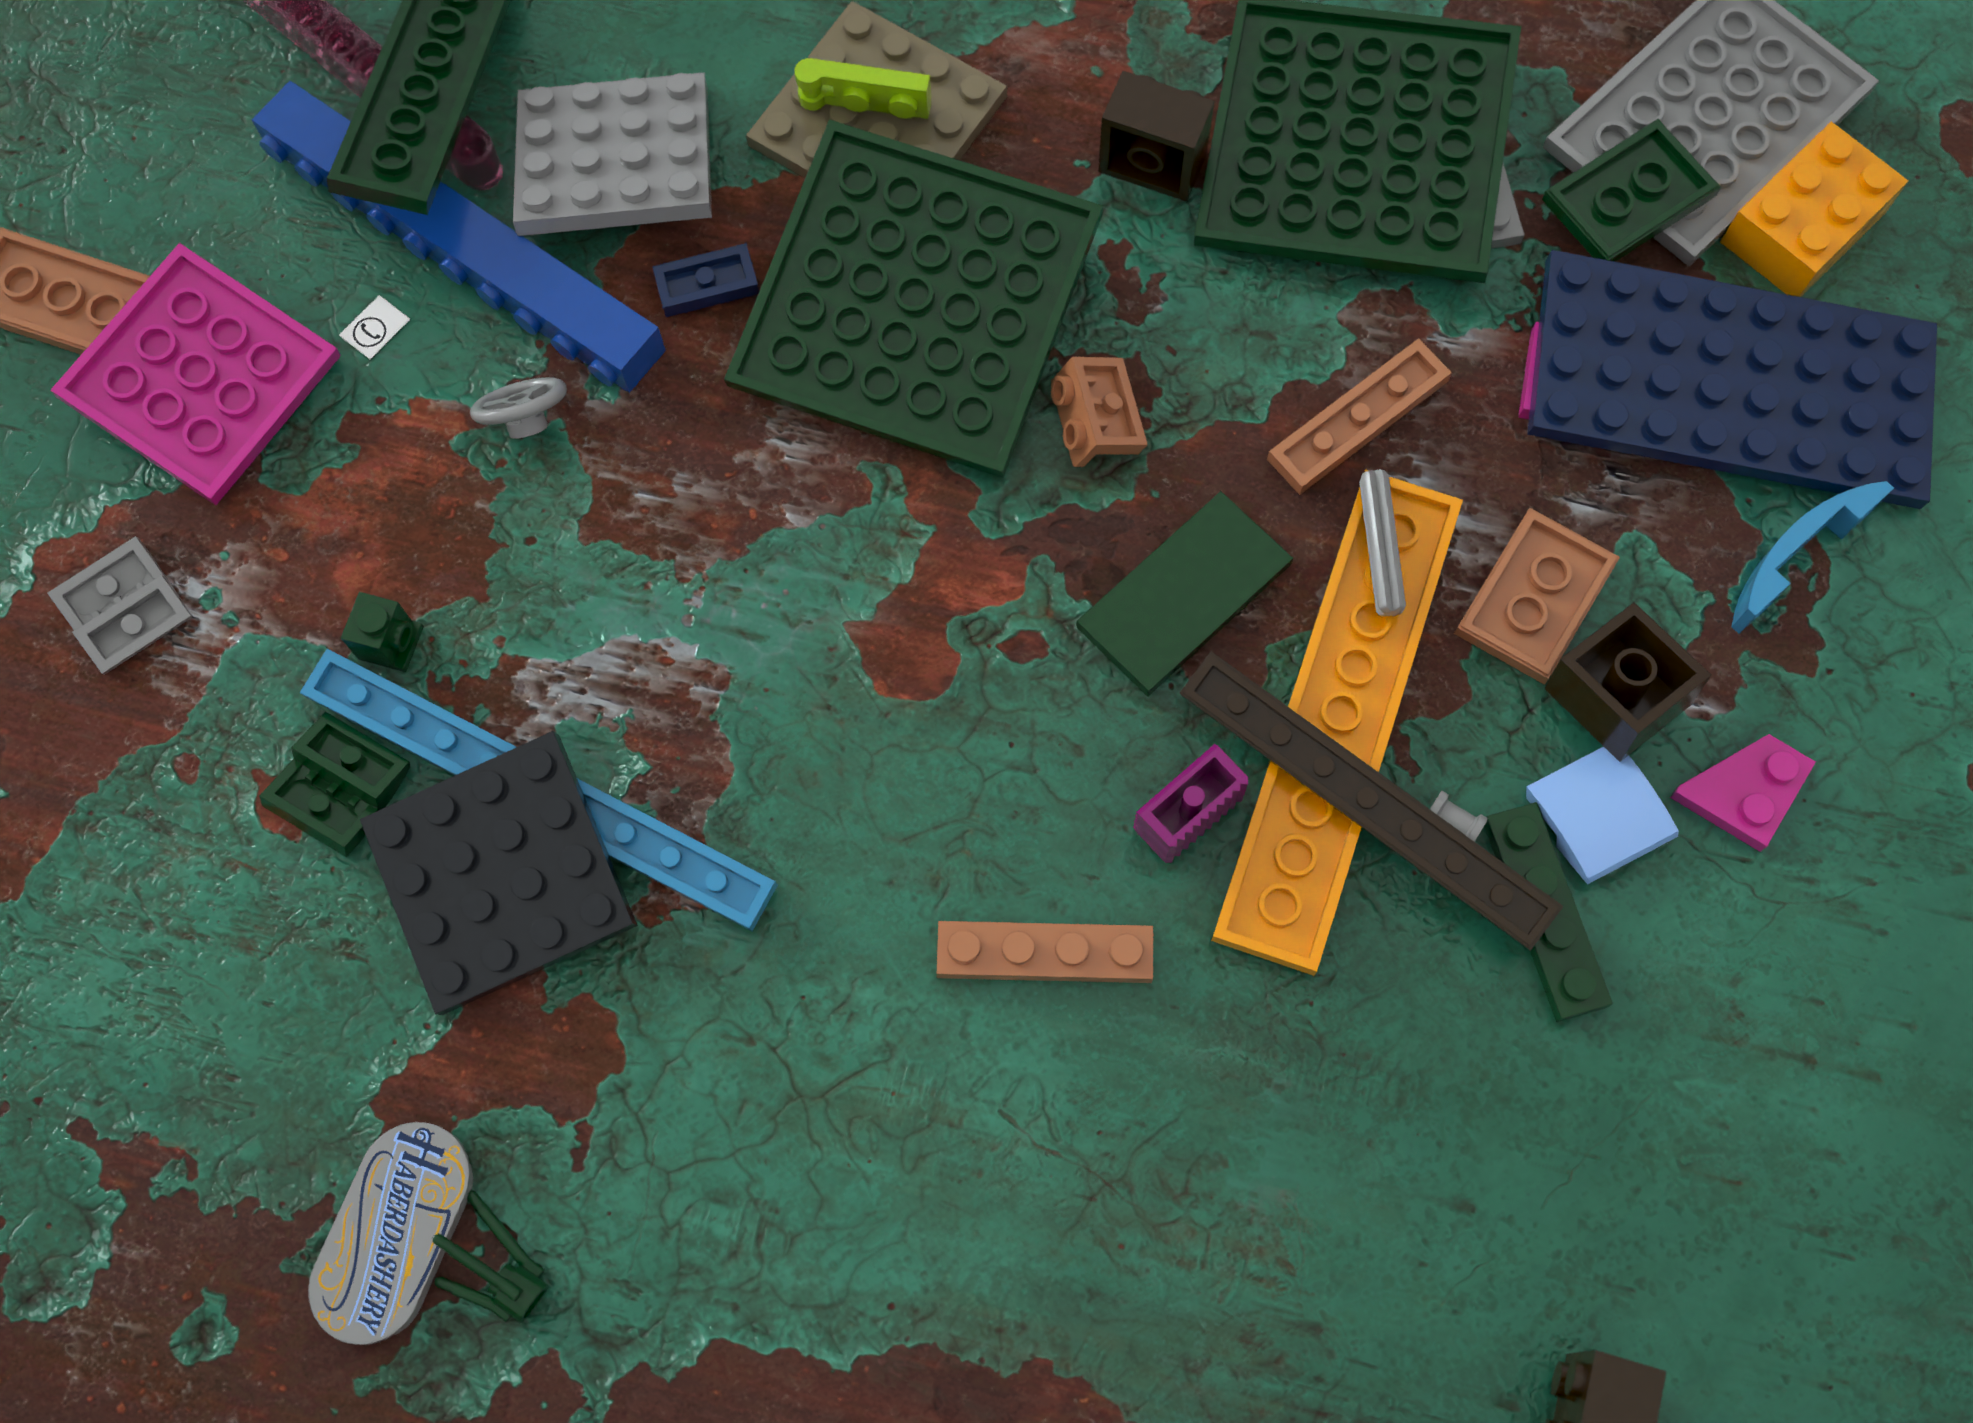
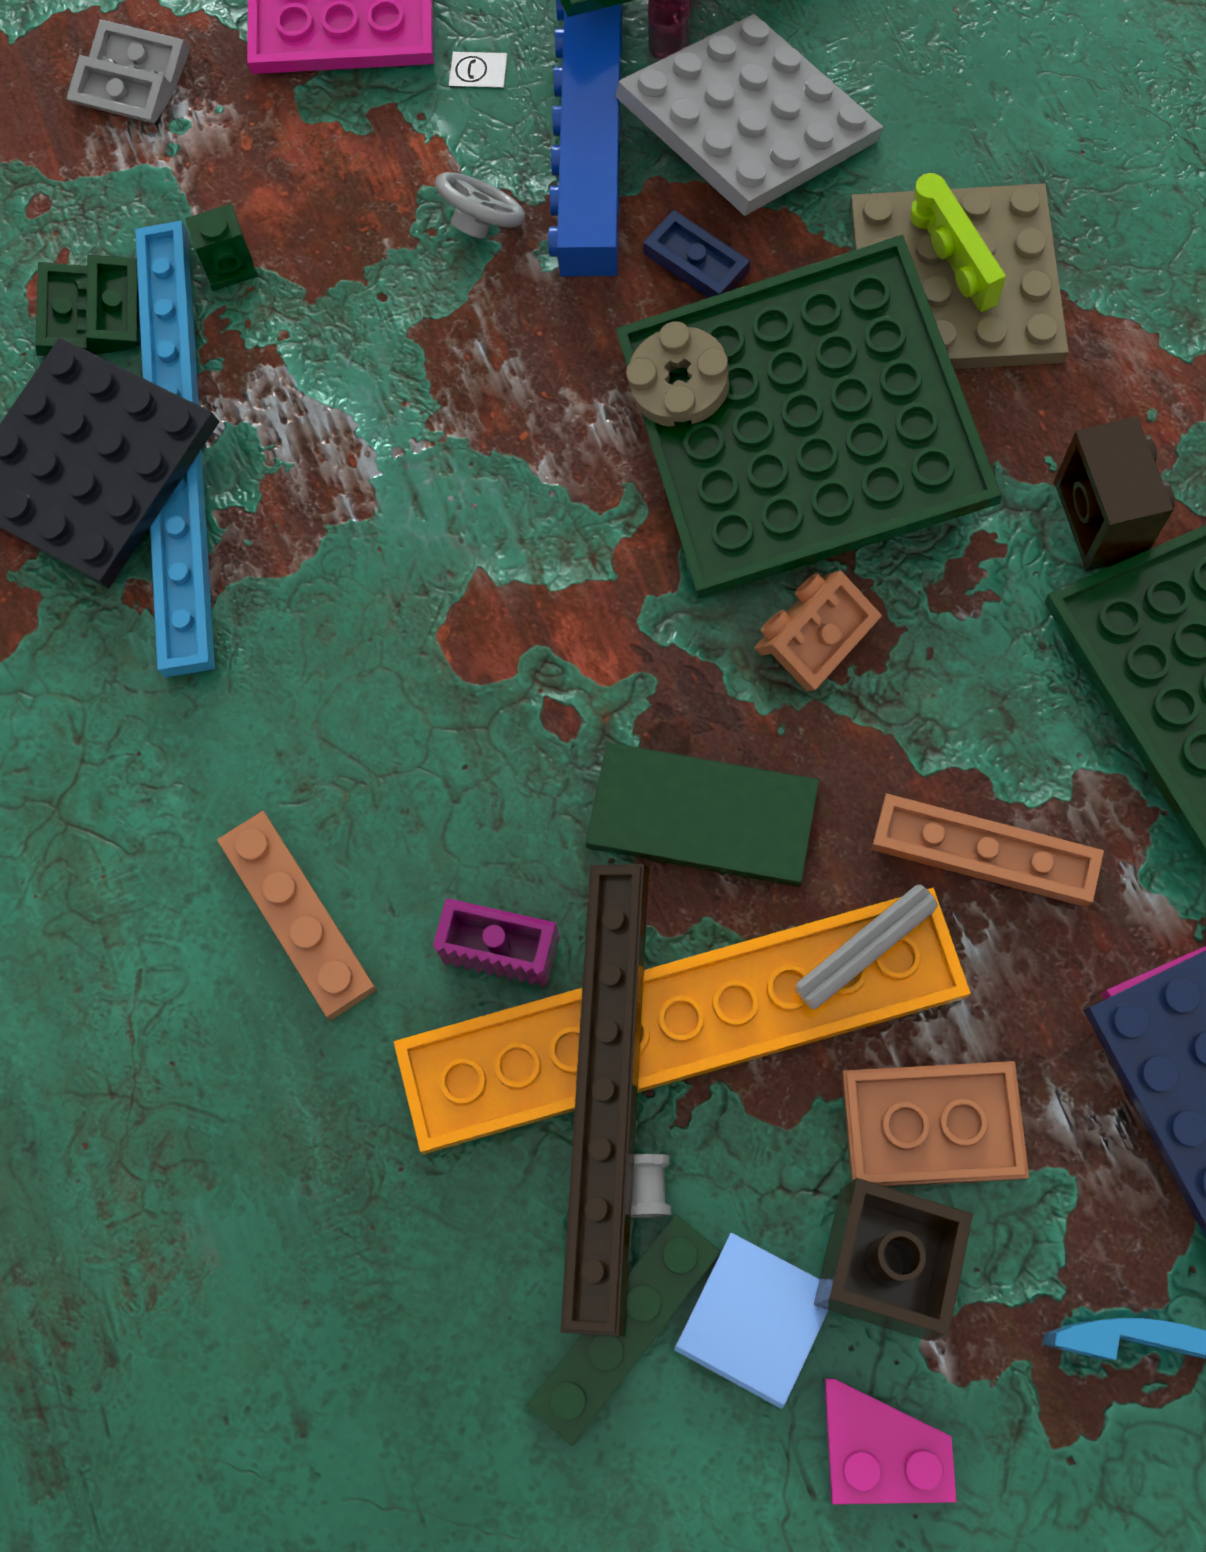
camera: 60 degrees right, 0 degrees up
(808, 330) = (672, 349): none -> dark tan plate

